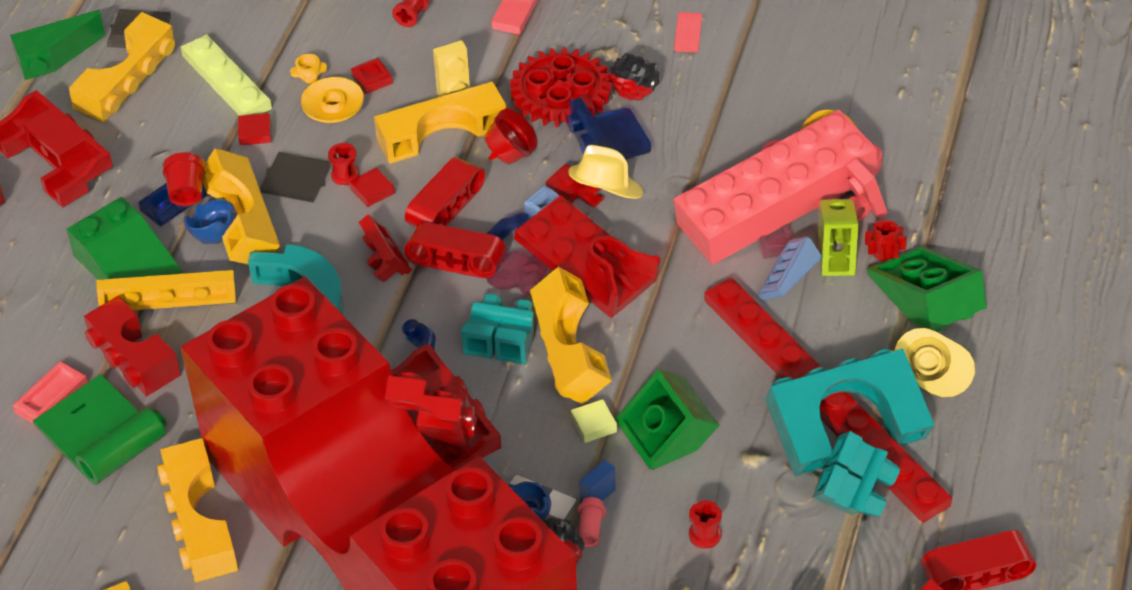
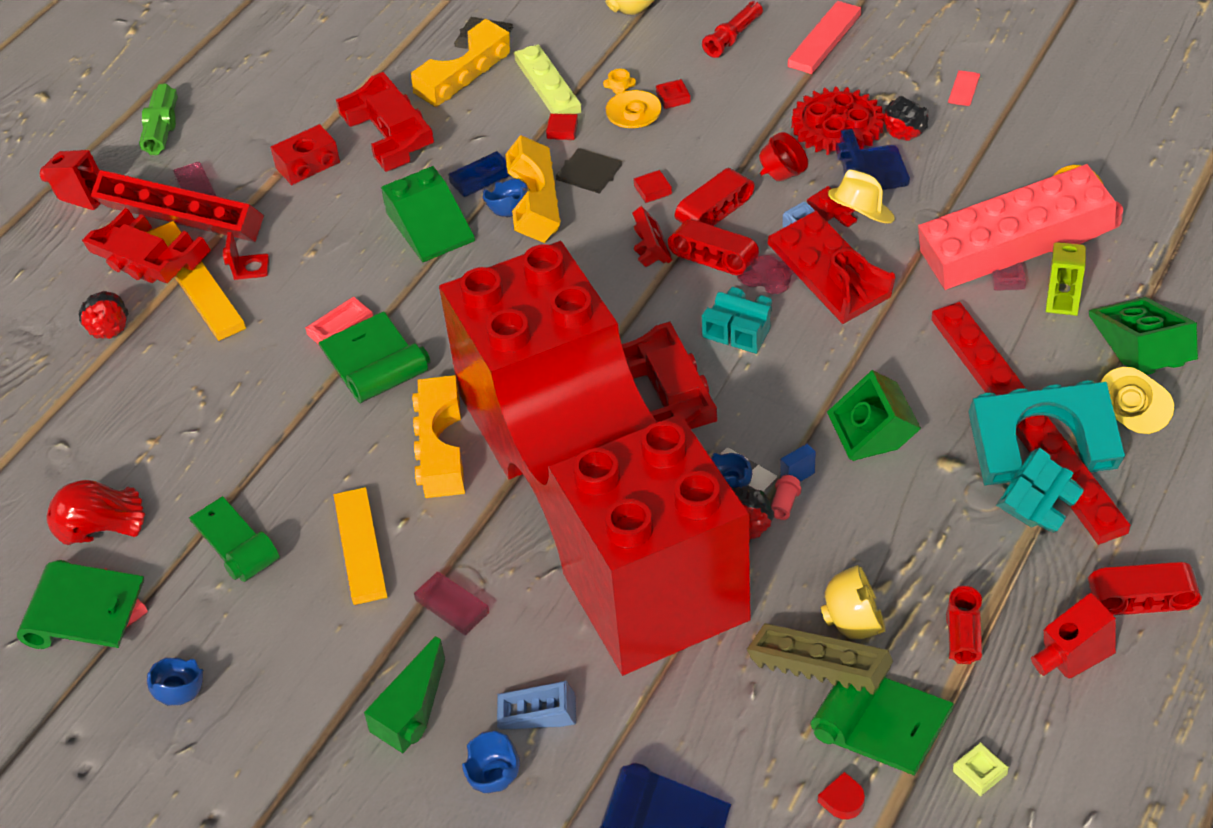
camera: 15 degrees right, 0 degrees up
(55, 44) = (410, 38): green slope -> none
(144, 363) = (409, 289): red arch -> none
(170, 290) = (452, 249): yellow plate -> none
(184, 178) = (489, 157): red piece -> none
(294, 264) = (582, 247): teal arch -> none
(343, 164) = (631, 162): red bush -> none
(404, 129) = (692, 140): yellow arch -> none
(418, 333) = (666, 313): clear blue arm -> none
(439, 415) = (658, 377): red bracket -> none
(451, 68) = (741, 95): light yellow plate -> none
(508, 224) = (761, 233): clear blue arm -> none
(575, 366) = (794, 307): yellow arch -> none
(593, 421) = (807, 410): yellowish green tile -> none
(705, 528) = (889, 519): red bush -> none
(793, 263) = (1020, 295): medium blue slope -> none
(867, 191) = (1101, 242): coral plate -> none
(885, 240) = (1111, 287): red gear -> none

